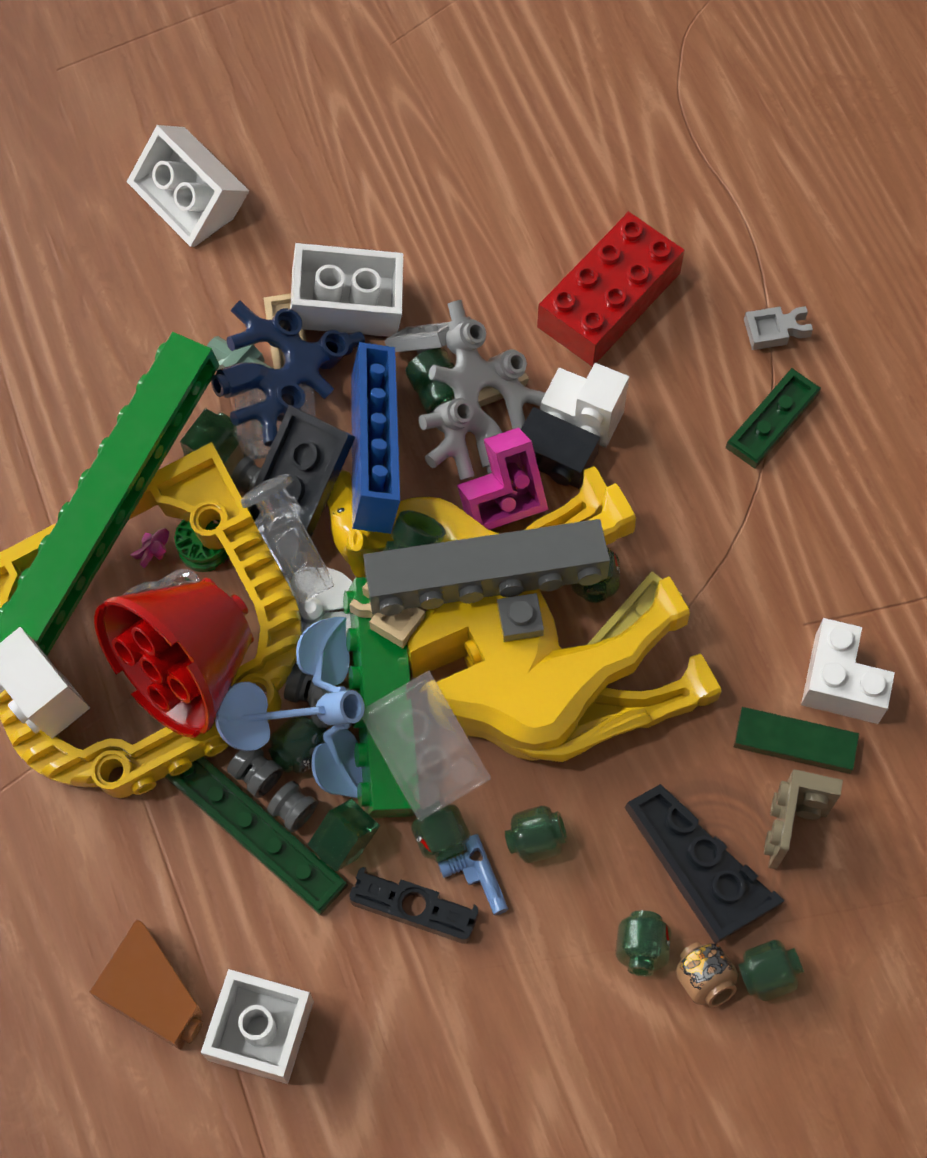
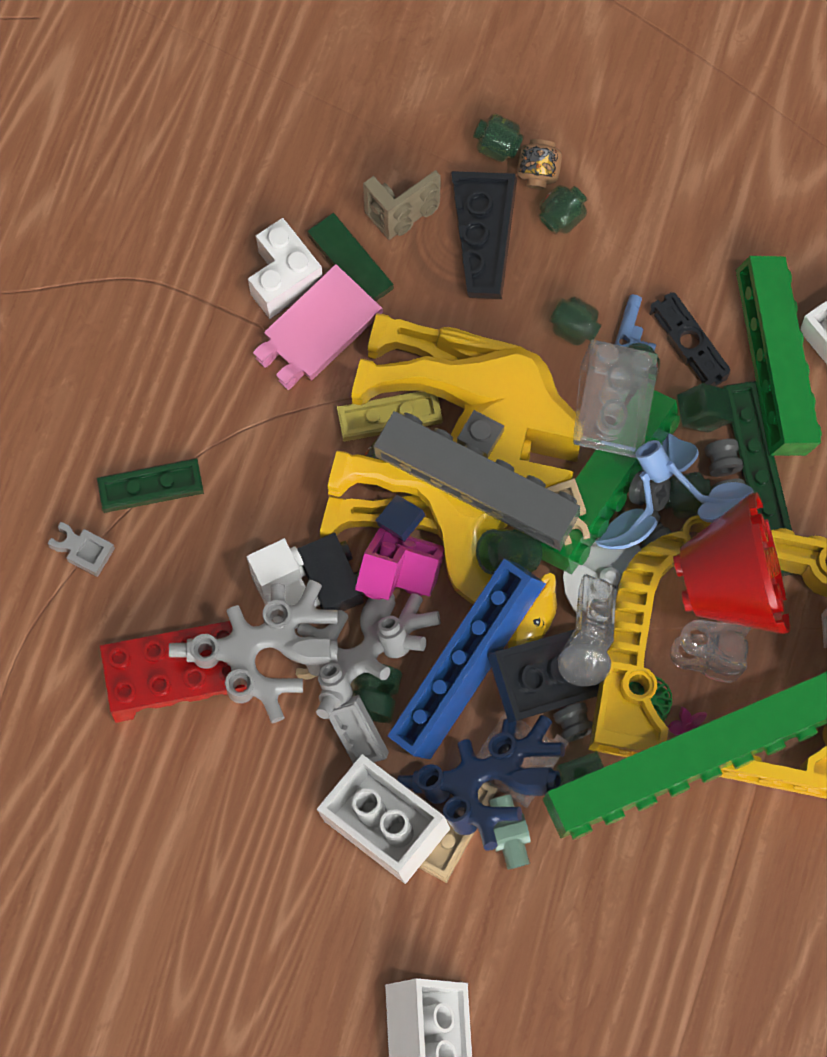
camera: 140 degrees left, 5 degrees up
(314, 949) = (778, 356): none -> green brick
(533, 513) = (400, 517): none -> dark blue tile
(548, 336) = (246, 641): none -> light grey plant
(763, 650) = (318, 327): none -> bright pink tile

